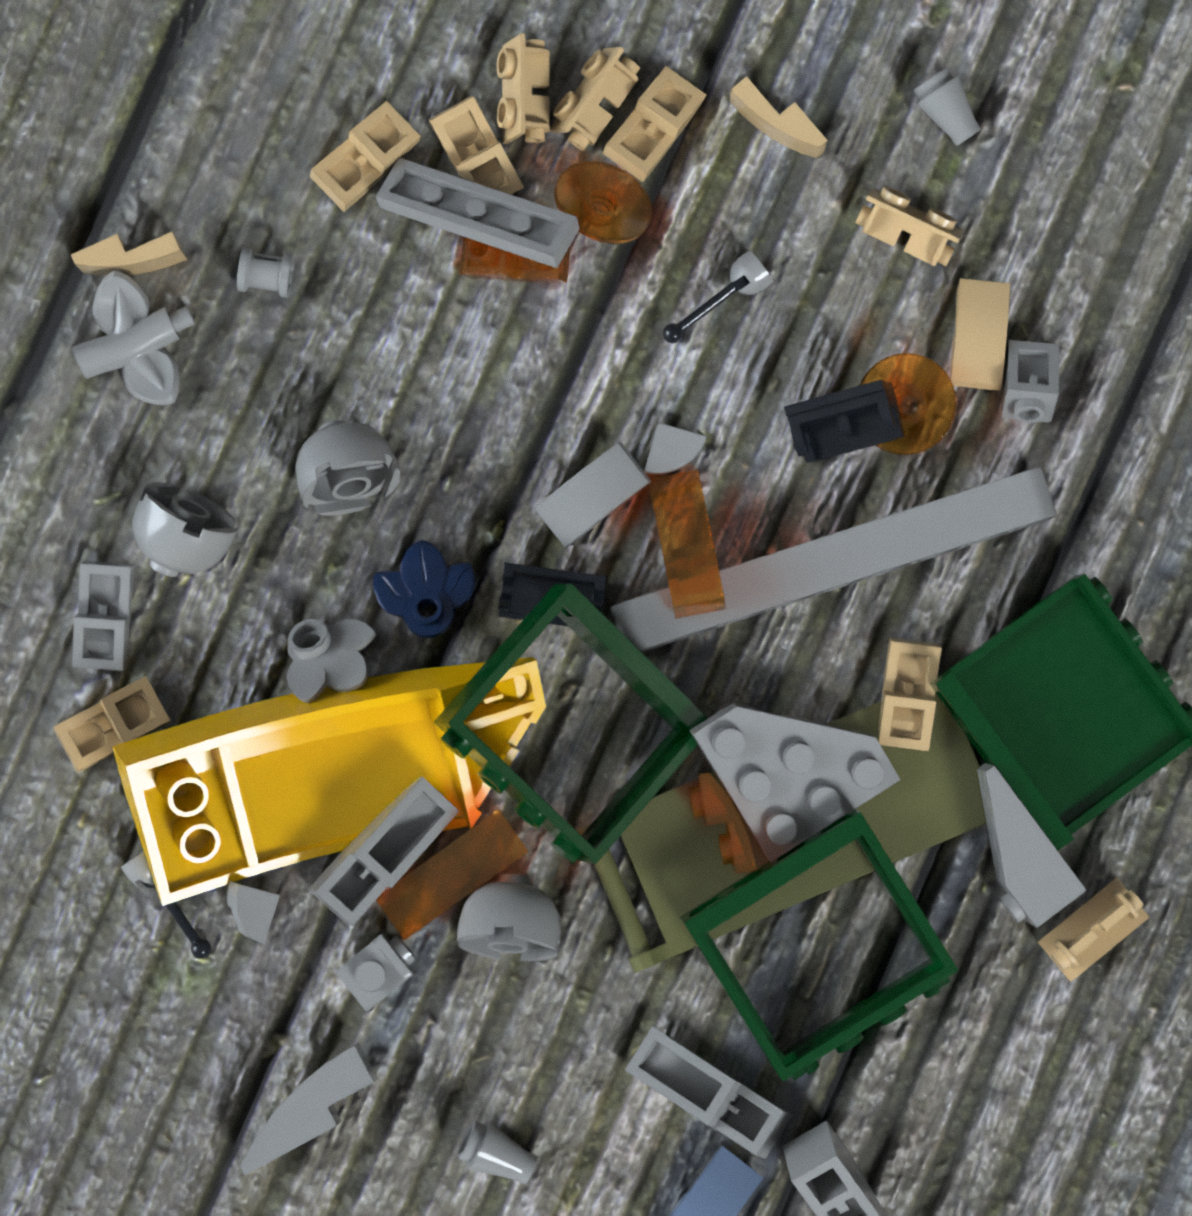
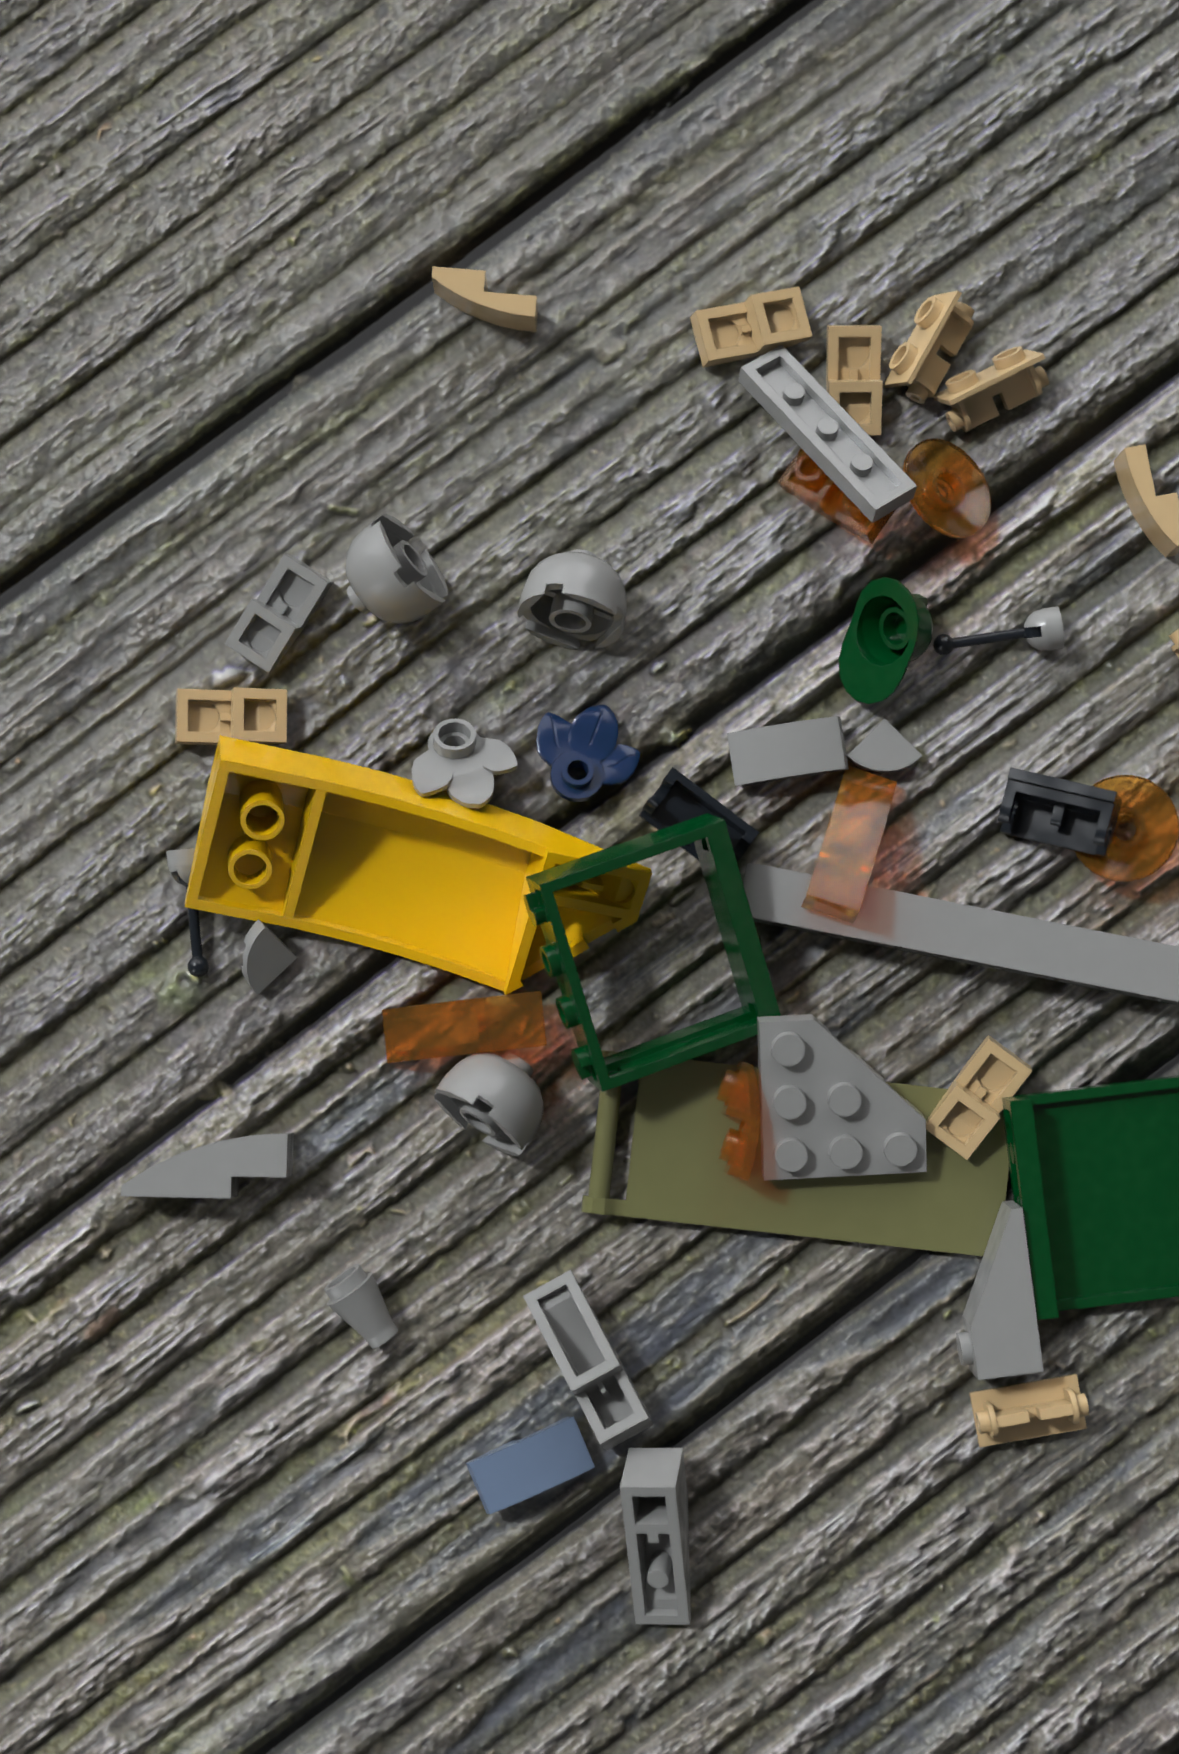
camera: 25 degrees right, 0 degrees up
(134, 340) = (446, 378): light grey plant -> none
(265, 272) = (601, 381): light grey bush -> none
(377, 970) = (347, 1076): light grey bracket -> none
(383, 851) = (414, 970): light grey slope -> none
(620, 357) = (882, 639): none -> dark green piece
(654, 124) = (1033, 443): tan slope -> none
(882, 1006) = (797, 1371): dark green window -> none

